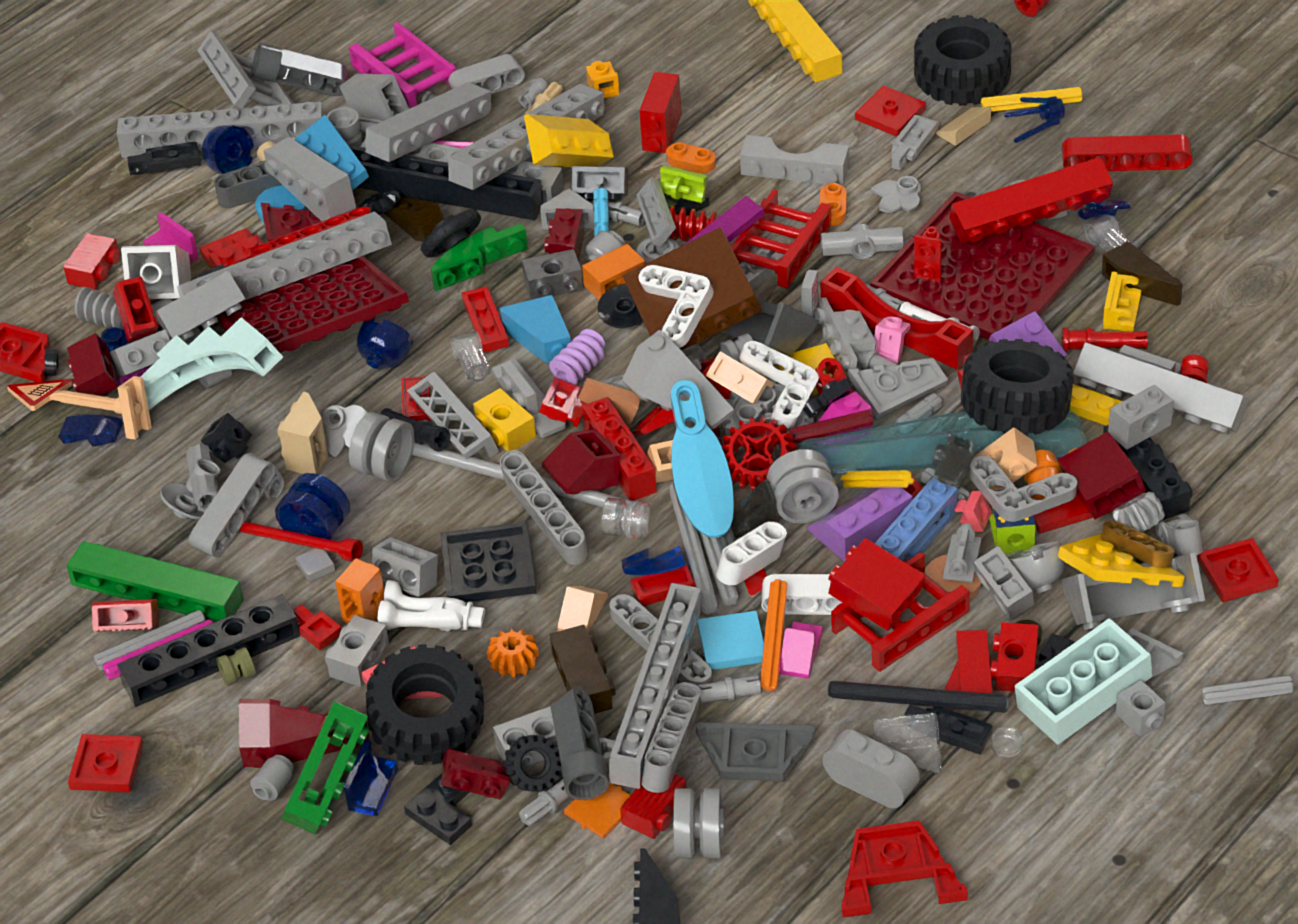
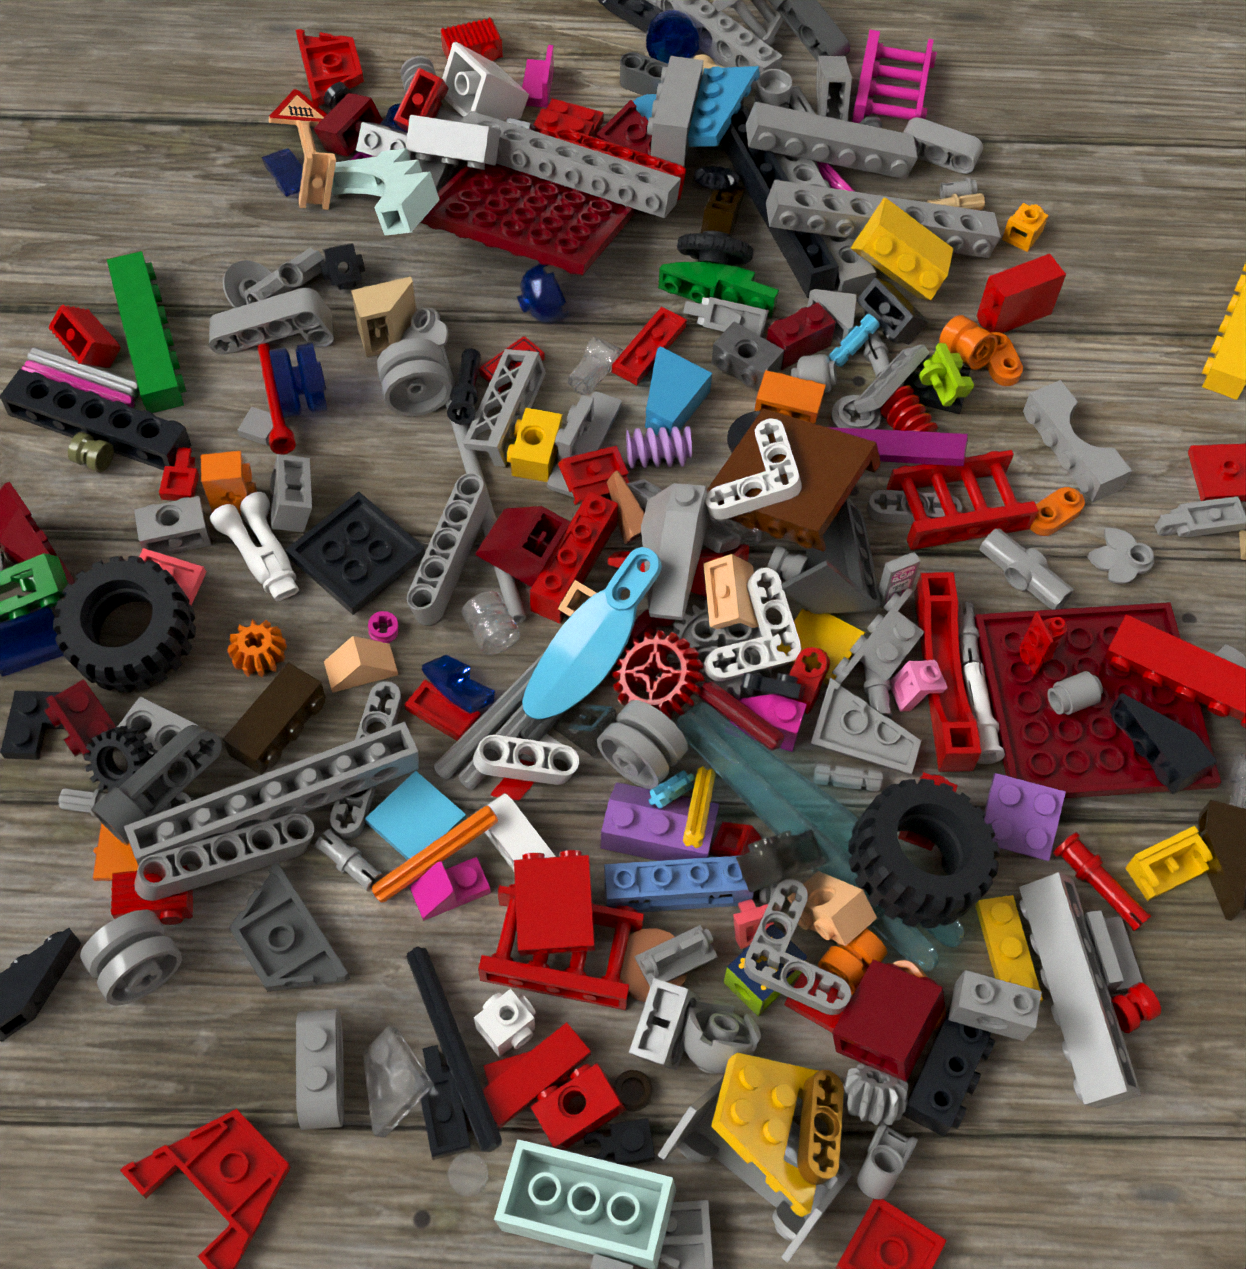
camera: 45 degrees right, 15 degrees up
(504, 266) = (720, 314): none -> light grey hinge
(561, 575) = (374, 623): none -> dark pink bush
(672, 155) = (970, 341): none -> orange wheel
(846, 494) = (671, 789): none -> medium azure axle
(926, 656) = (506, 1022): none -> white brick
(975, 267) = (1075, 693): none -> light grey brick
(1046, 249) = (1169, 748): none -> black slope

